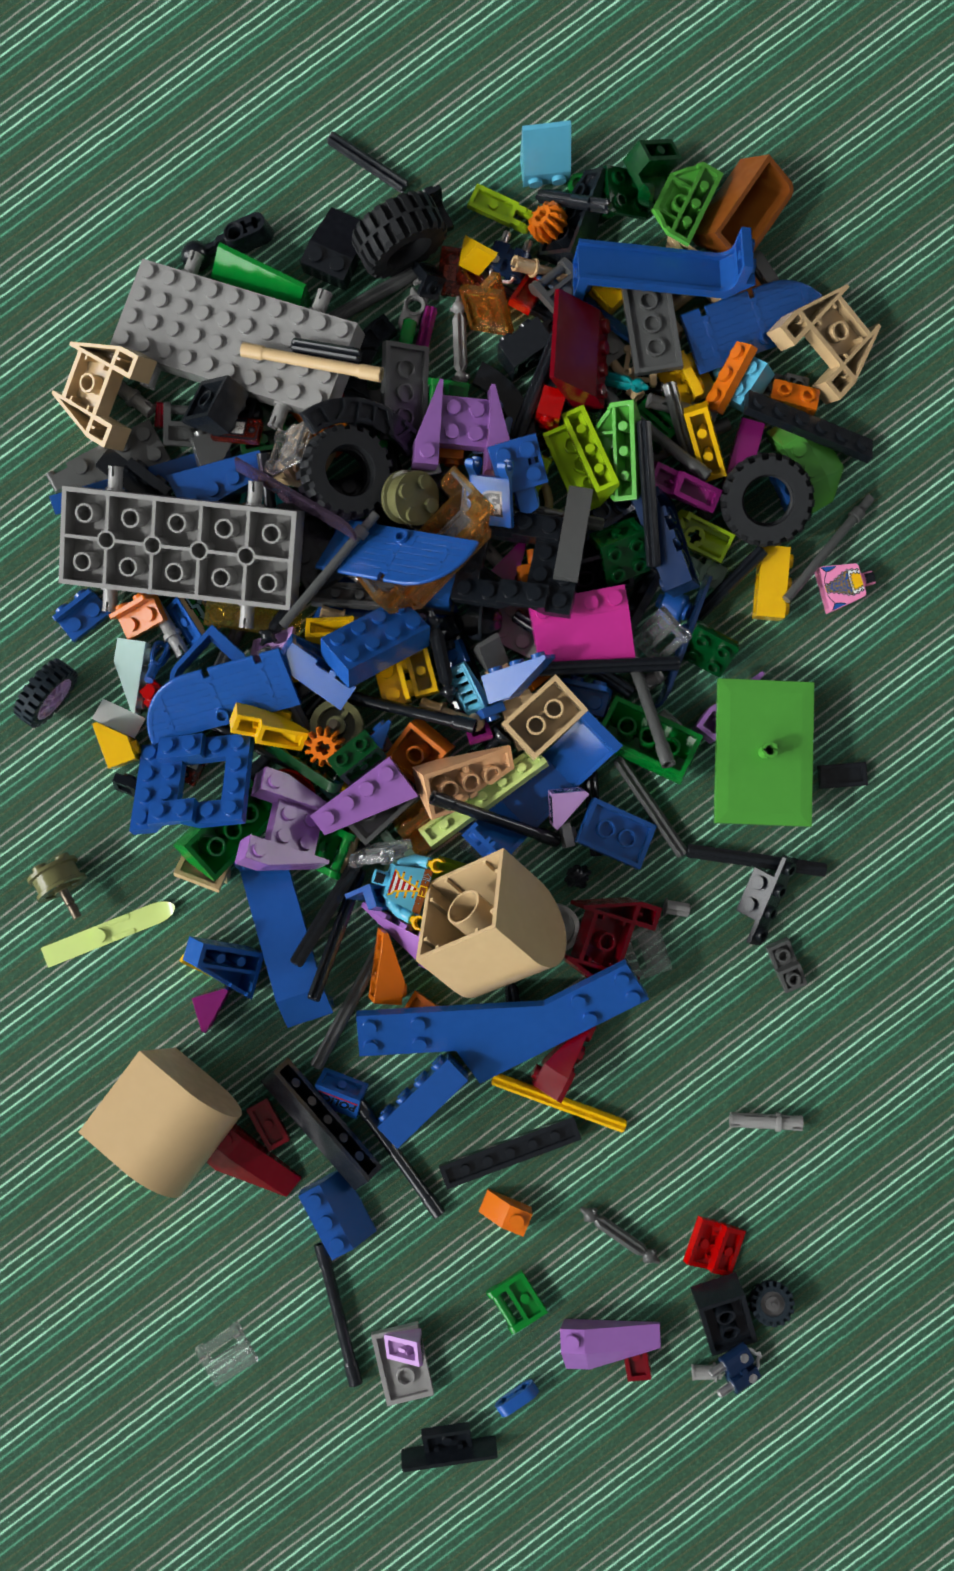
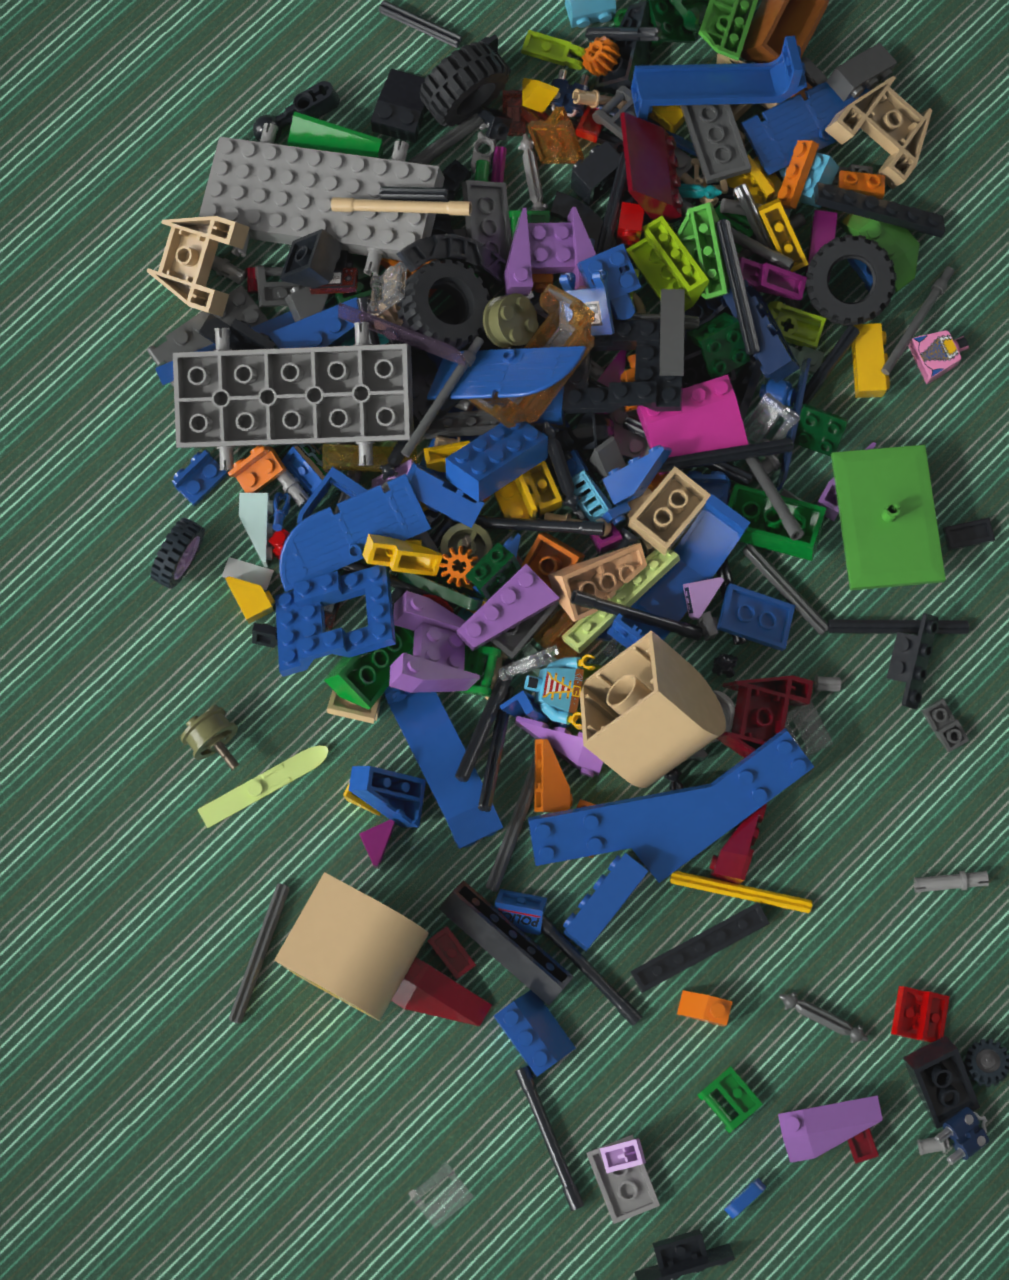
camera: 10 degrees left, 10 degrees down
(82, 1097) = (259, 953): none -> dark grey axle
(815, 275) = (862, 72): none -> dark grey brick

